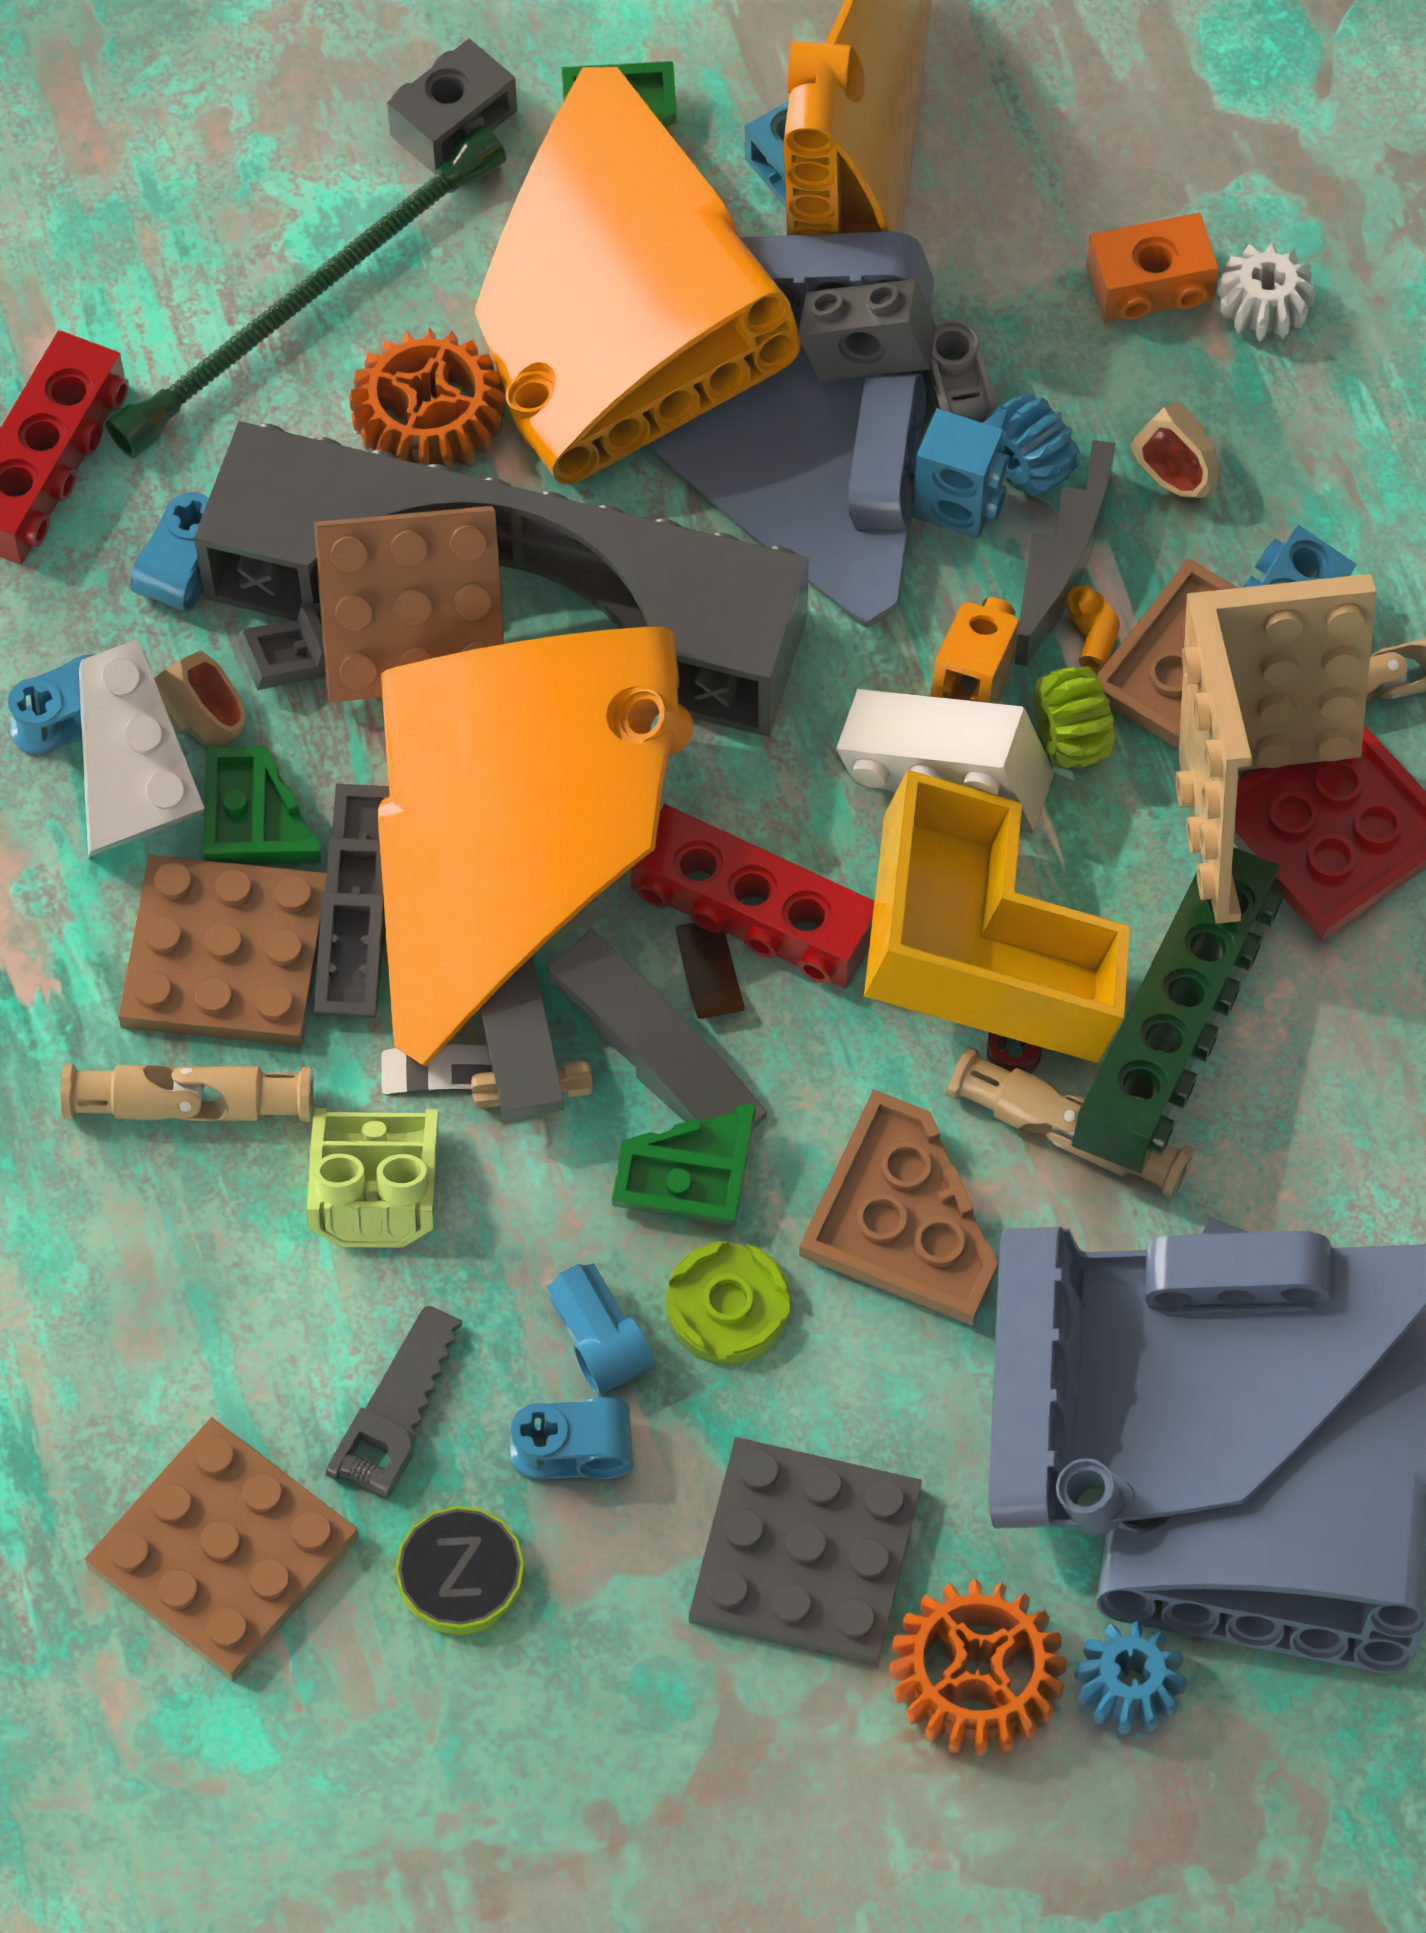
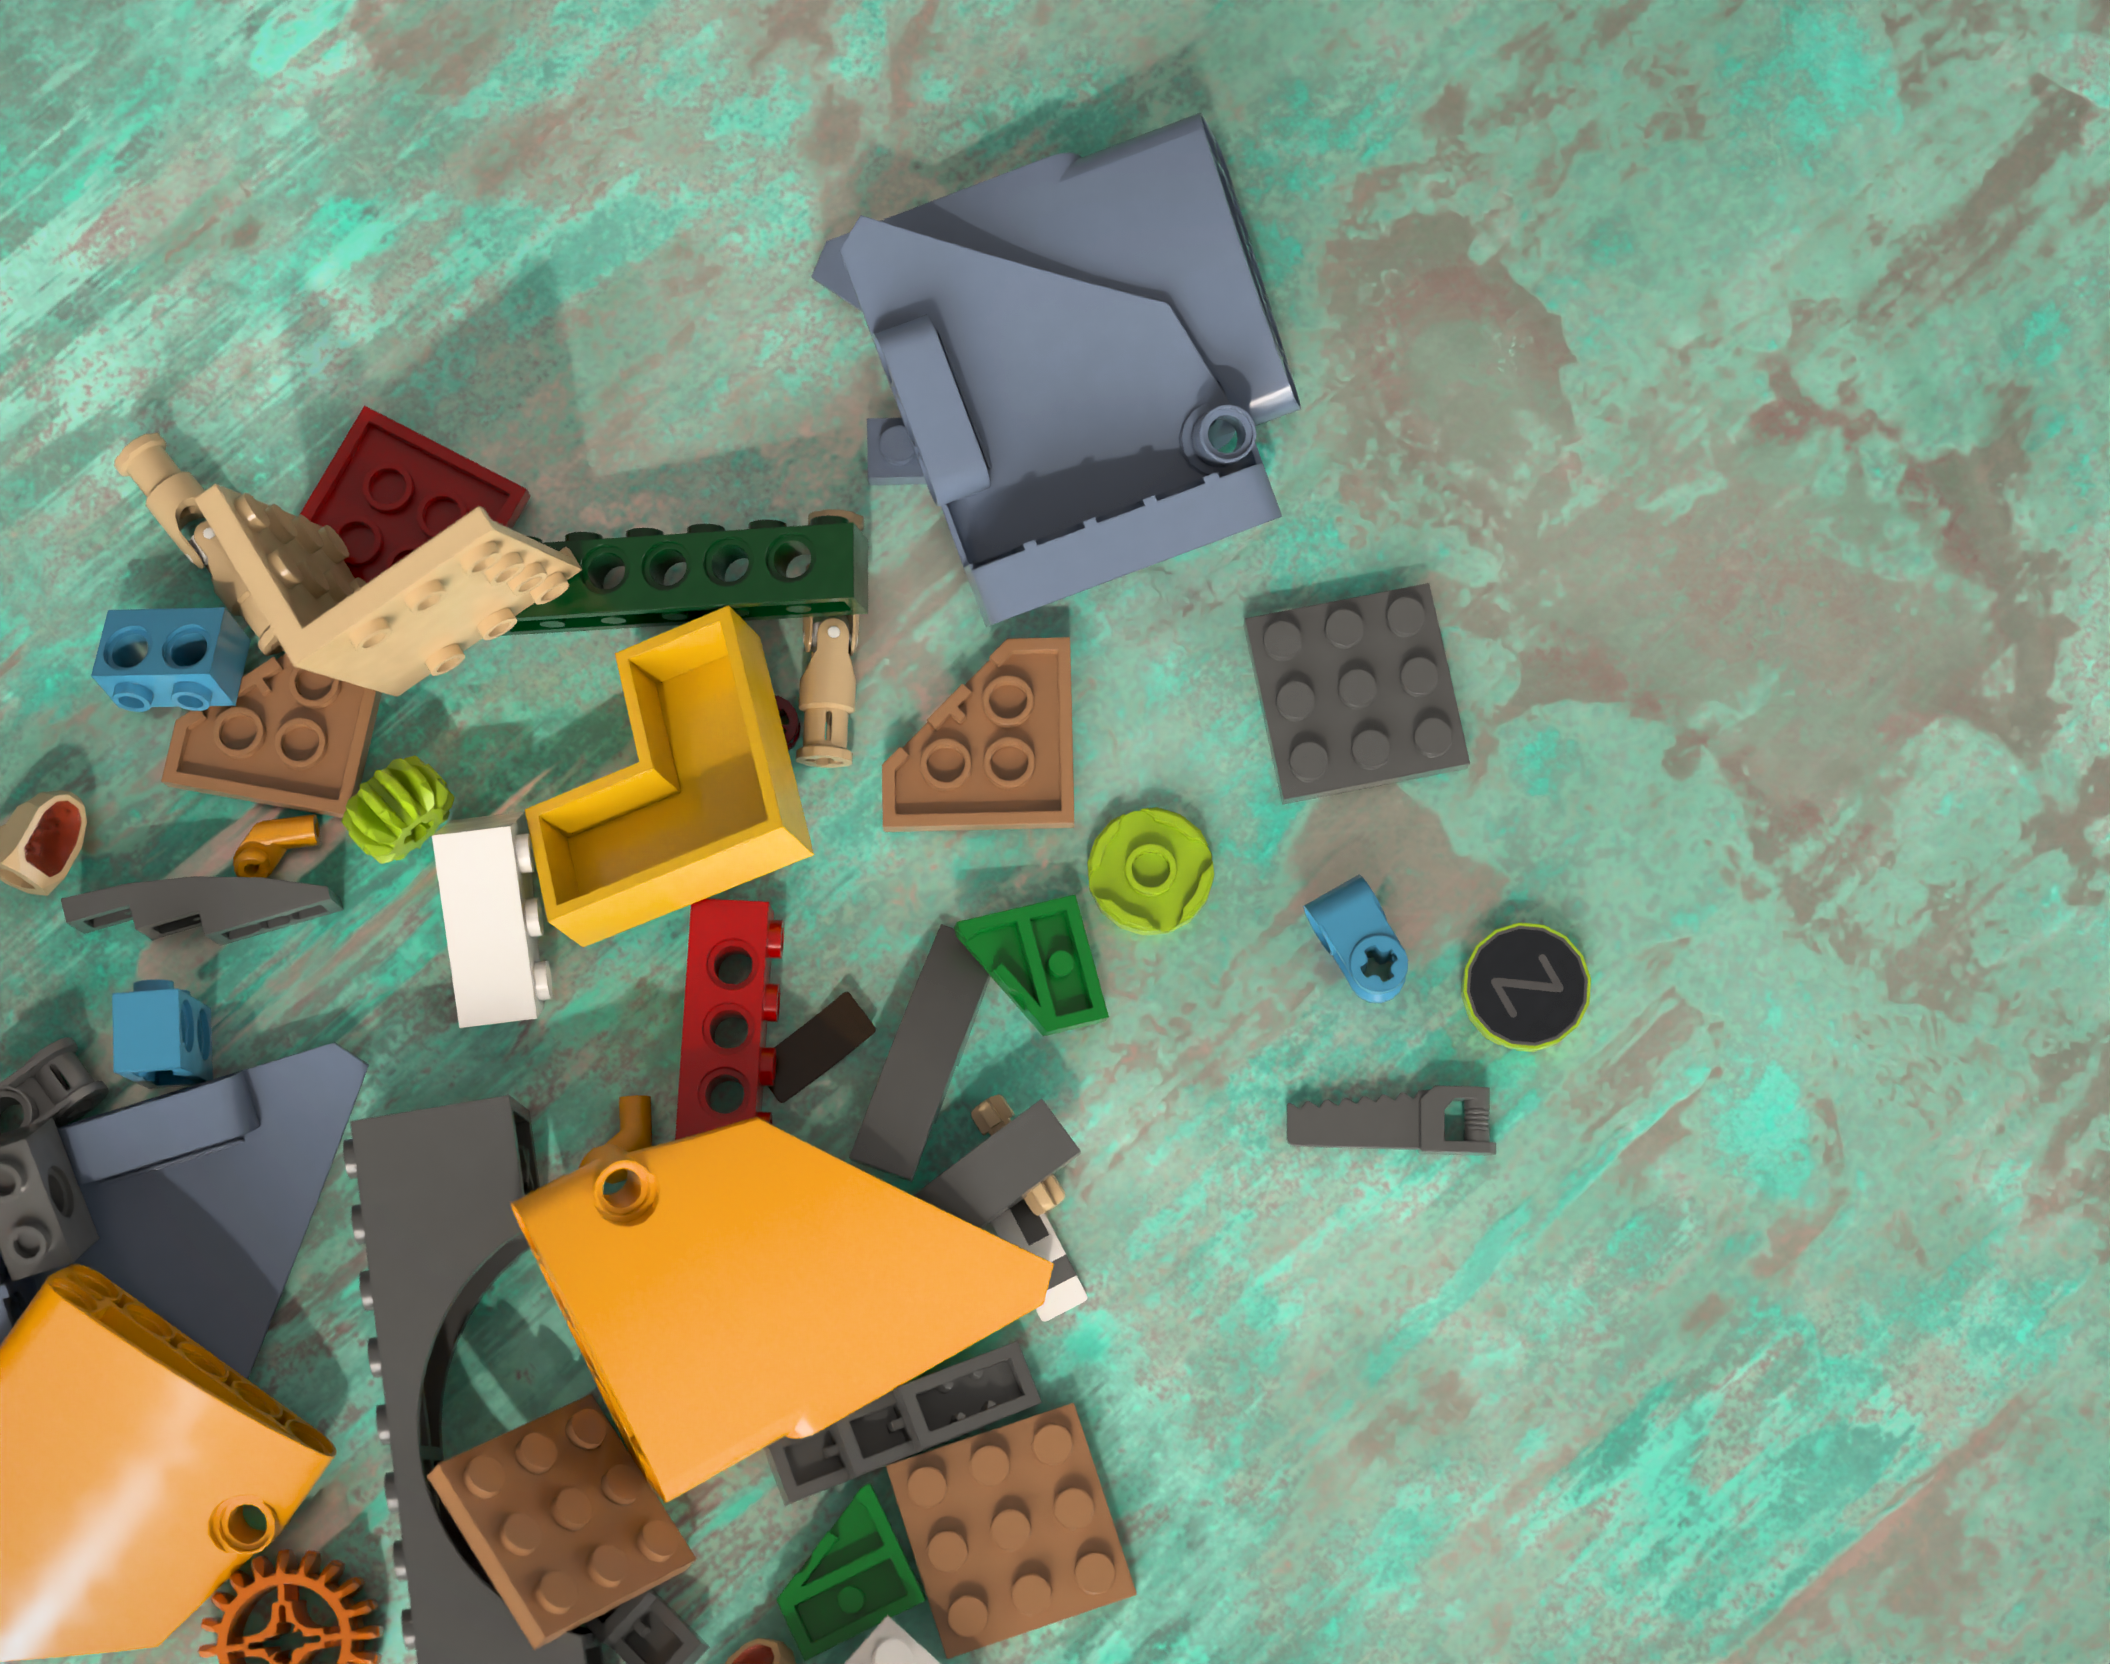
camera: 115 degrees left, 15 degrees up
(168, 1092) = (1180, 1468): tan piece -> none
(222, 1548) = (1612, 1213): medium nougat plate -> none
(372, 1177) = (1186, 1255): yellowish green slope -> none
(606, 1343) = (1248, 956): dark azure piece -> none
(697, 792) = (635, 1129): none -> light orange arm
(950, 1625) = (1417, 506): orange gear -> none
(978, 646) = (376, 928): light orange torso -> none
(1036, 444) = (83, 984): dark azure gear -> none
(1144, 1656) = (1367, 367): dark azure gear -> none

